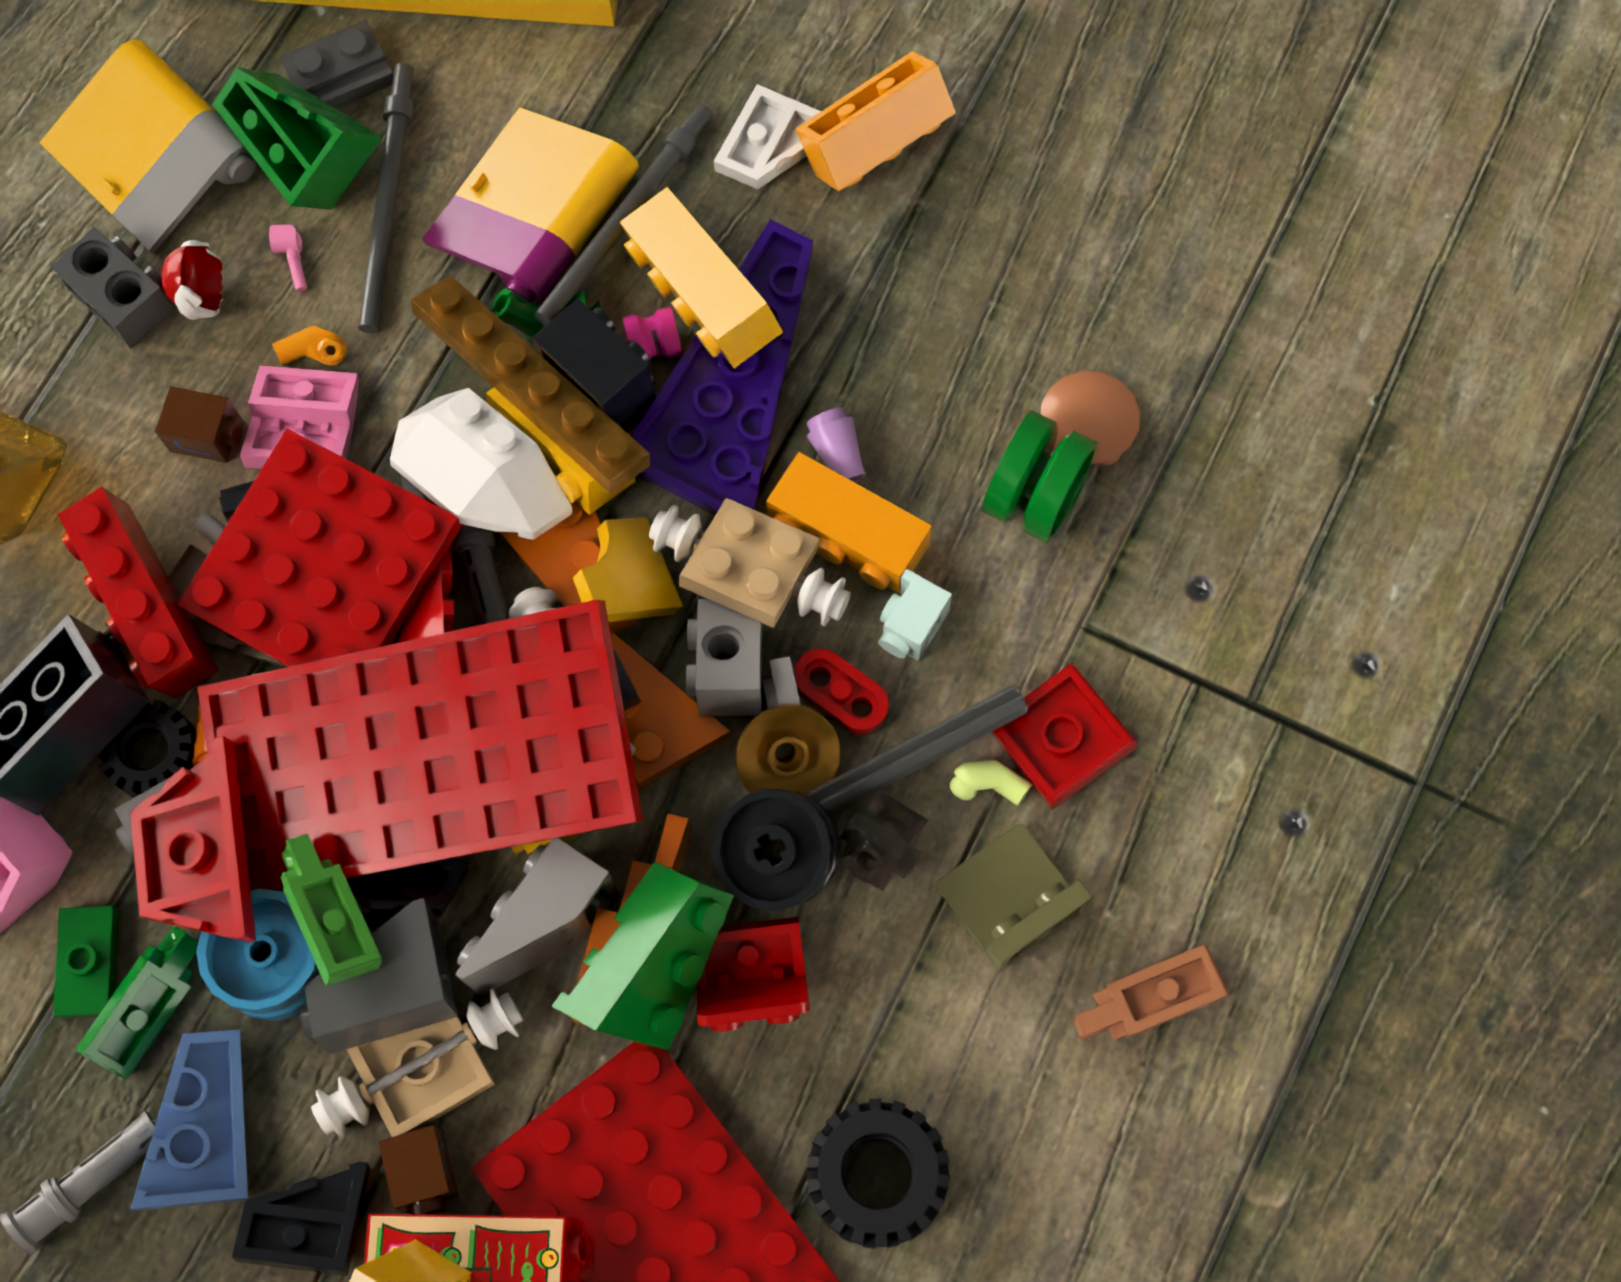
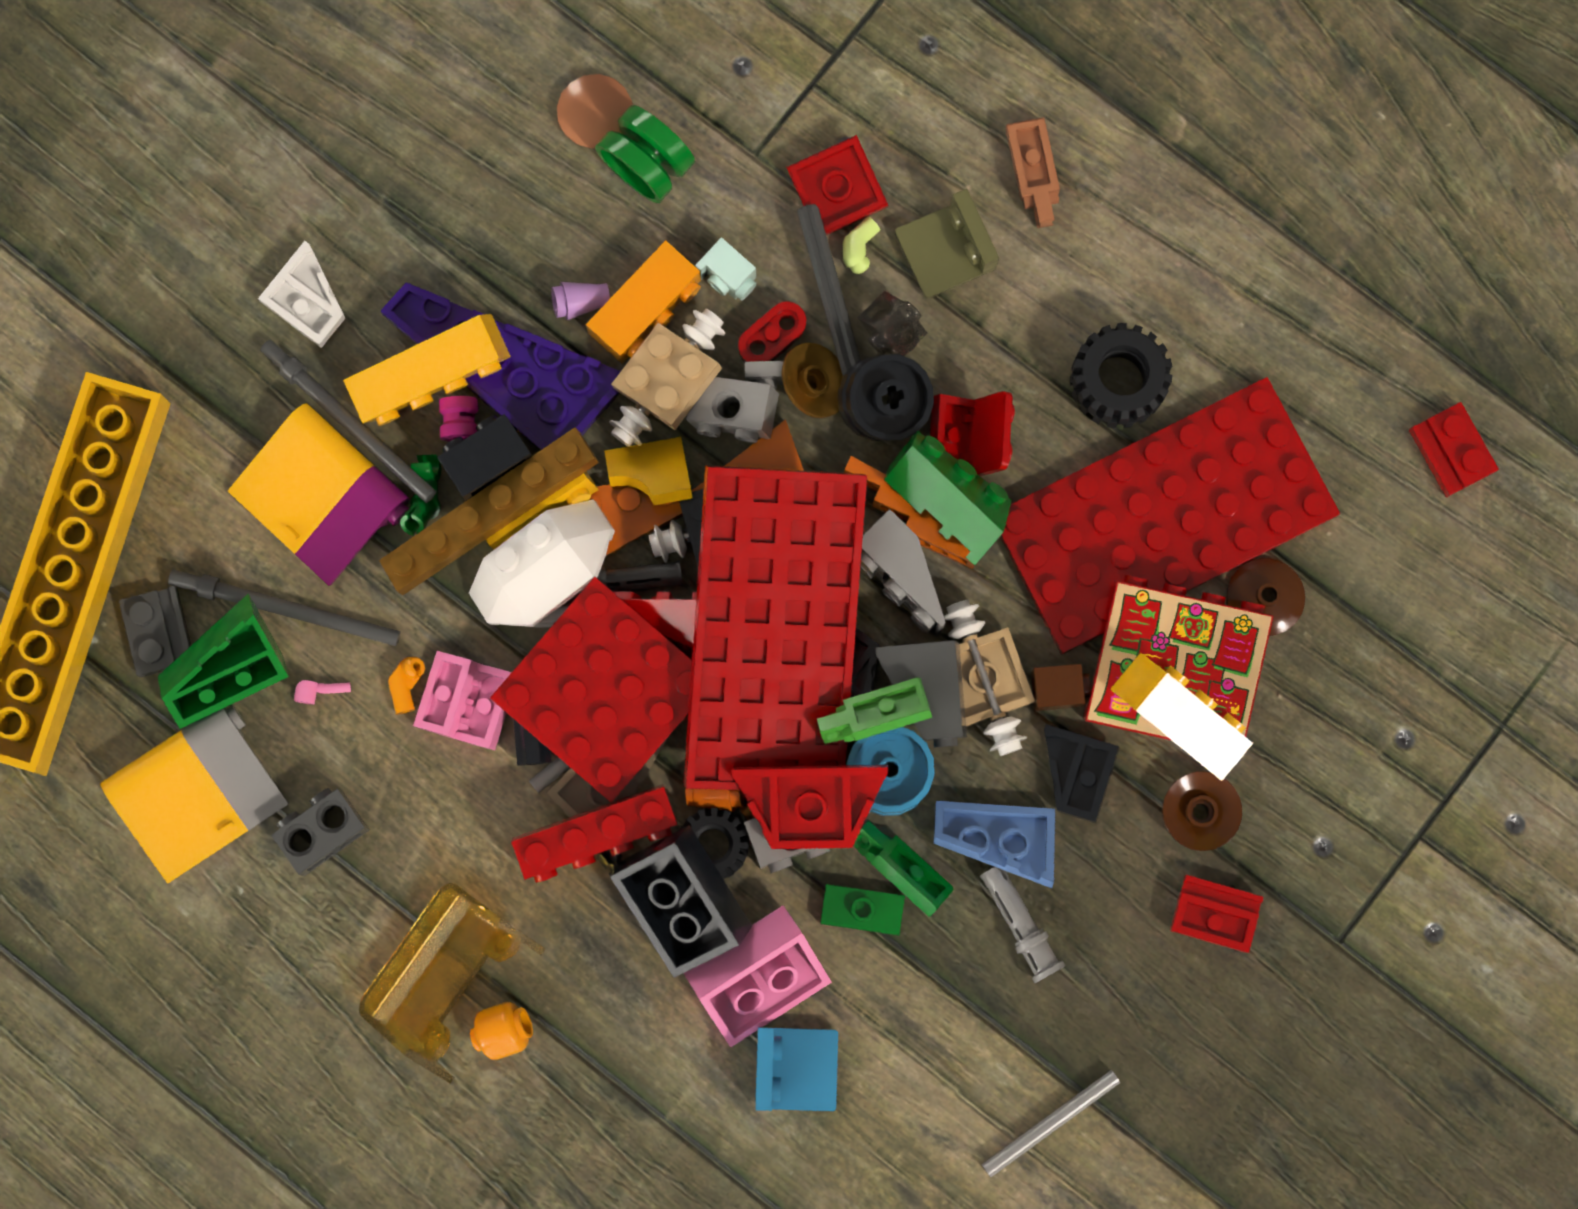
camera: 85 degrees left, 10 degrees up
(193, 280) = (332, 768): red hair -> none
(199, 424) = (456, 775): reddish brown brick -> none
(876, 121) = (316, 212): light orange brick -> none

